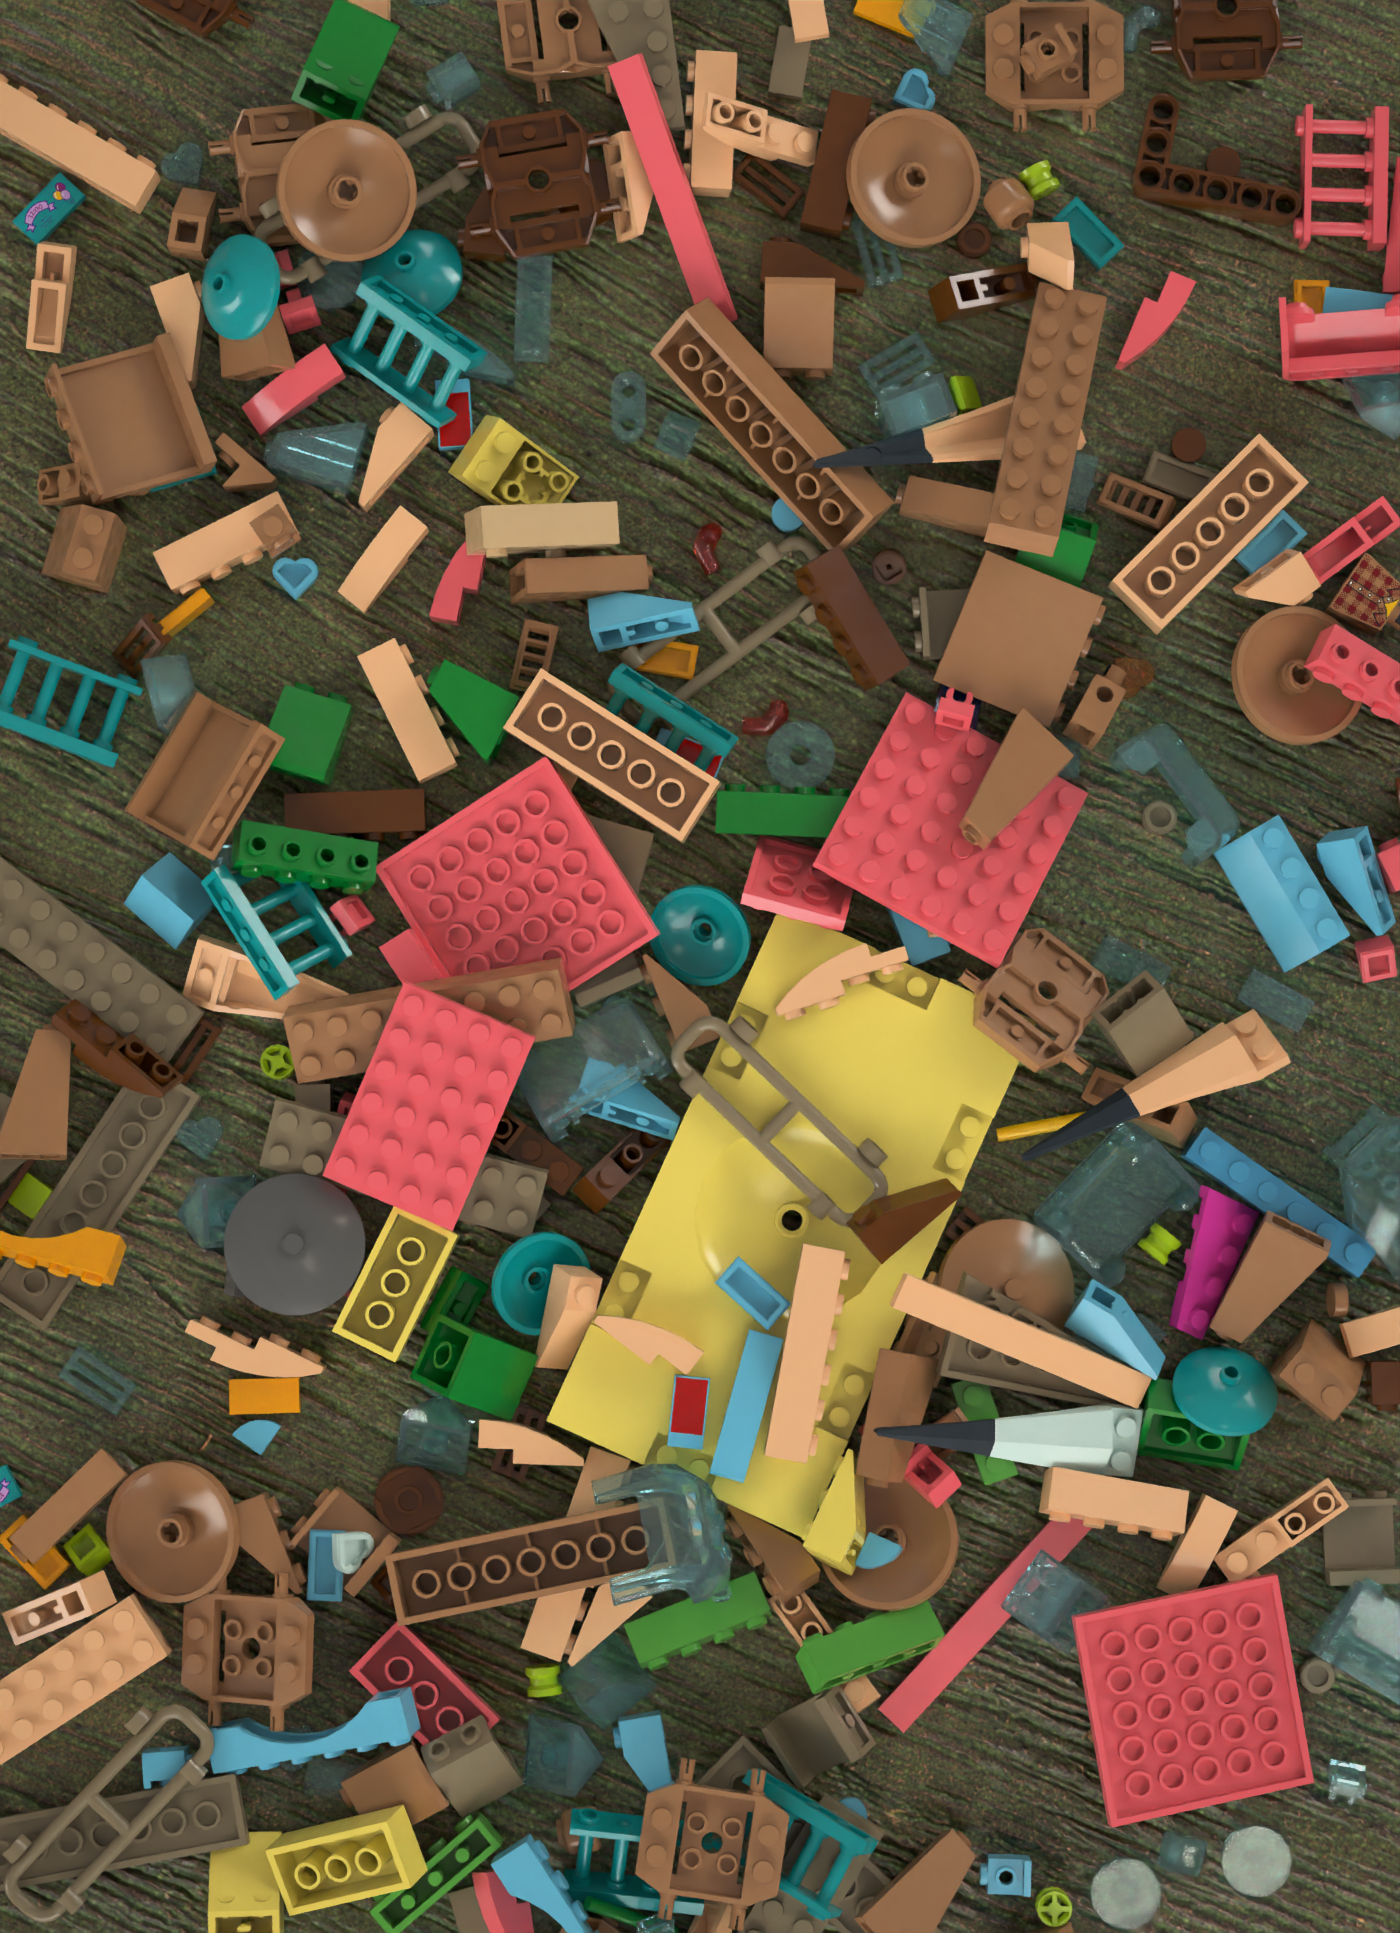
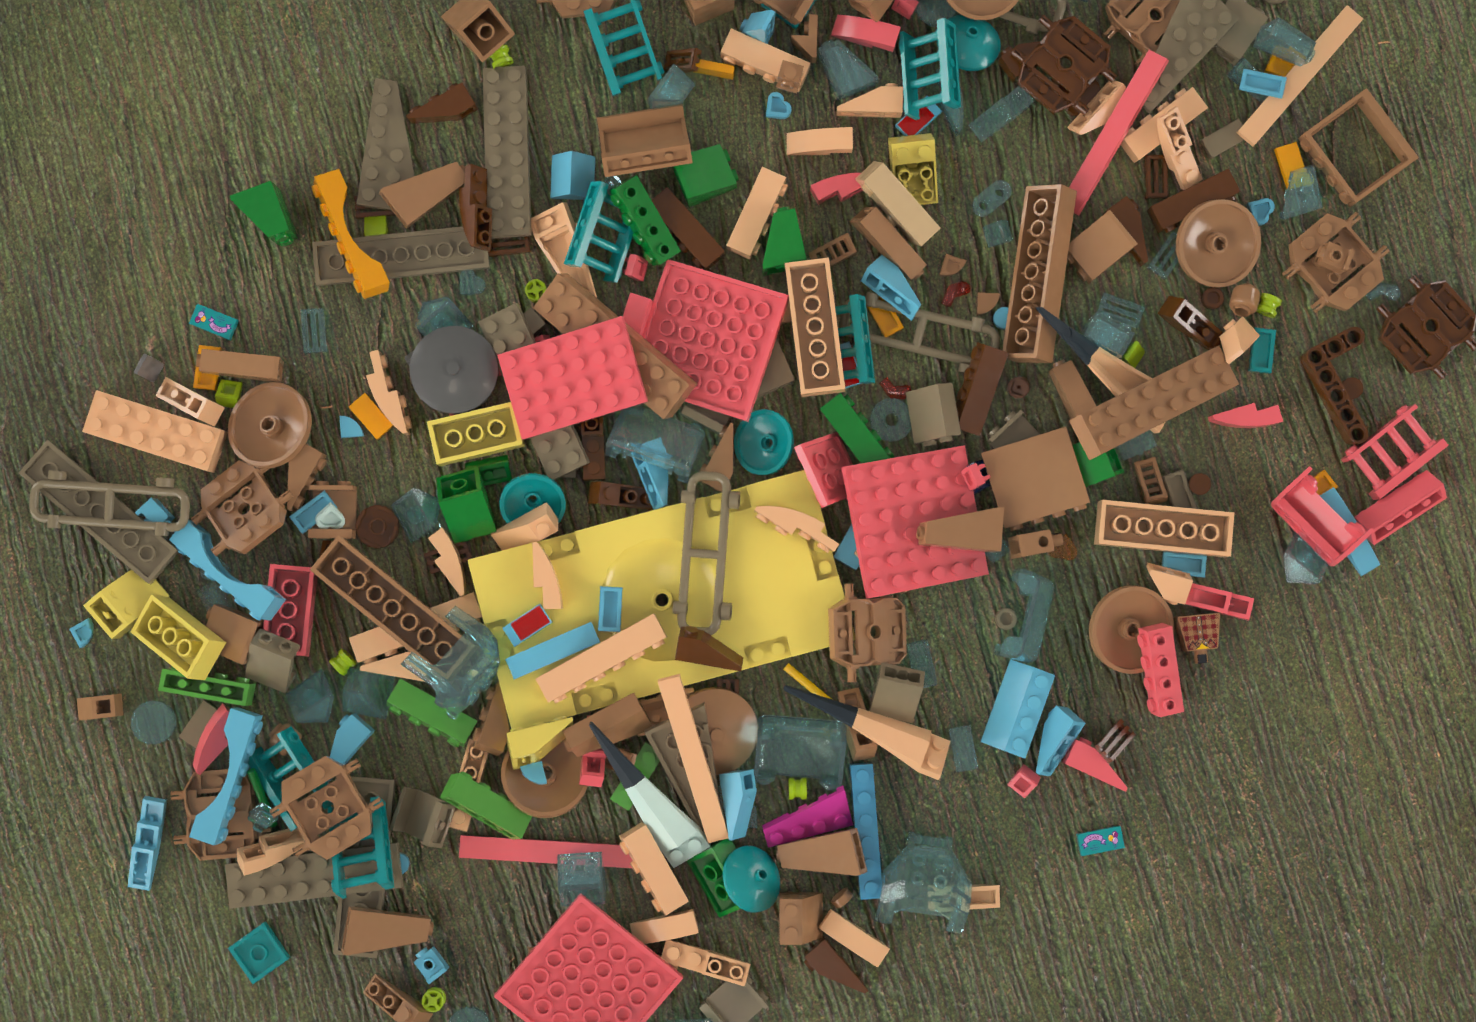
camera: 50 degrees right, 0 degrees up
(177, 516) = (759, 25): none -> medium azure slope
(670, 524) = (951, 265): none -> medium nougat tile
(751, 519) = (986, 302): none -> medium nougat tile
(837, 699) = (933, 414): none -> dark tan brick

